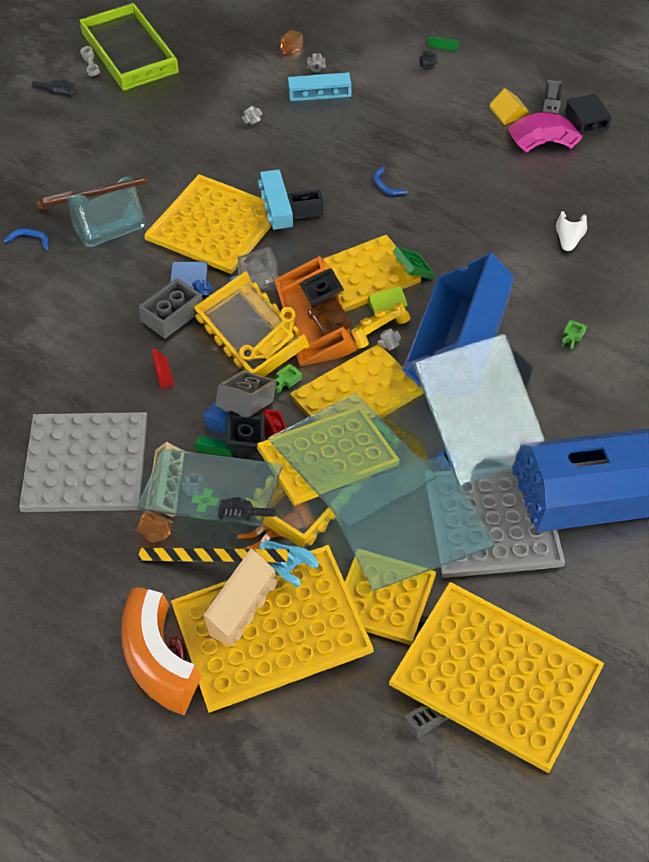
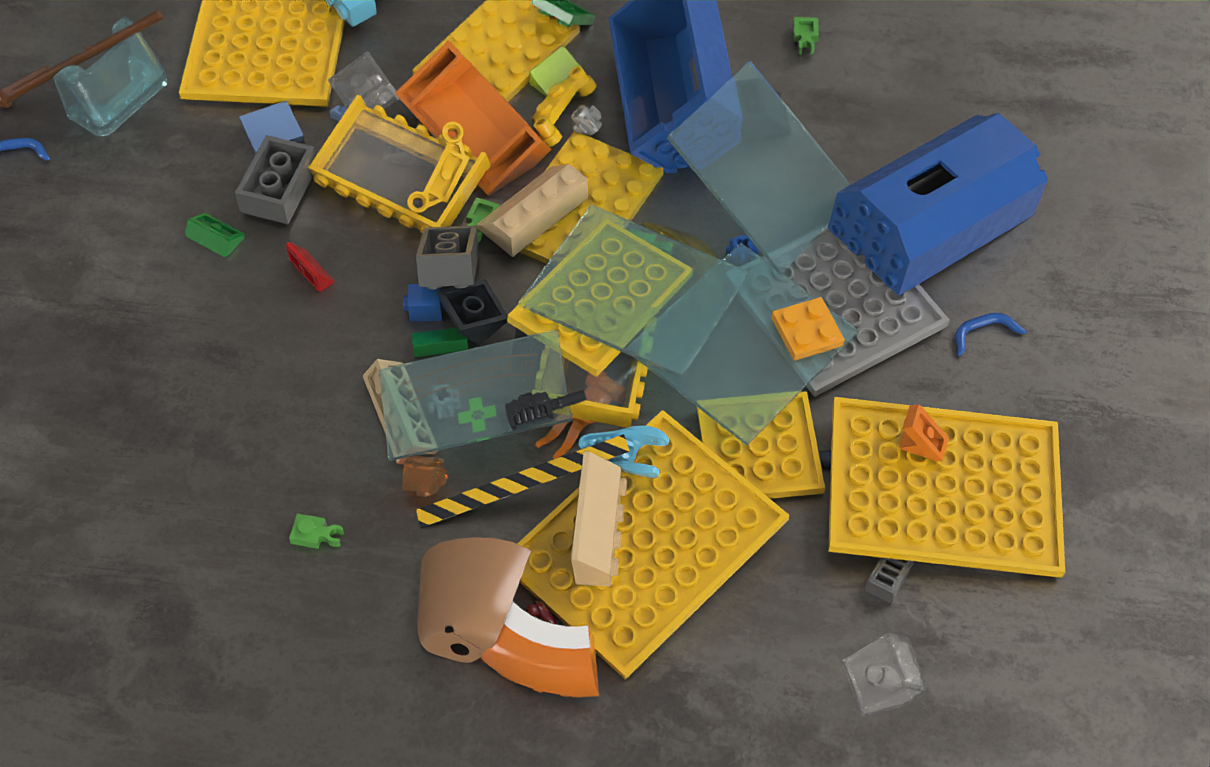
camera: 25 degrees left, 5 degrees up
(69, 534) = (311, 530): none -> bright green plate
(84, 462) = (275, 428): light grey plate -> none
(117, 328) = (213, 234): none -> green slope
(136, 613) = (469, 588): none -> medium nougat piece
(202, 288) = (303, 136): blue gear -> none
(272, 422) = (504, 286): red slope -> none
(321, 384) = (535, 208): none -> tan slope
(322, 288) = (470, 82): black slope -> none
(334, 314) = (500, 111): reddish brown plate -> none
(383, 785) = (885, 674): none -> clear slope
(457, 529) = (807, 328): none -> light orange plate
(495, 631) = (923, 435): none -> orange slope
(589, 573) = (983, 321): none -> blue animal

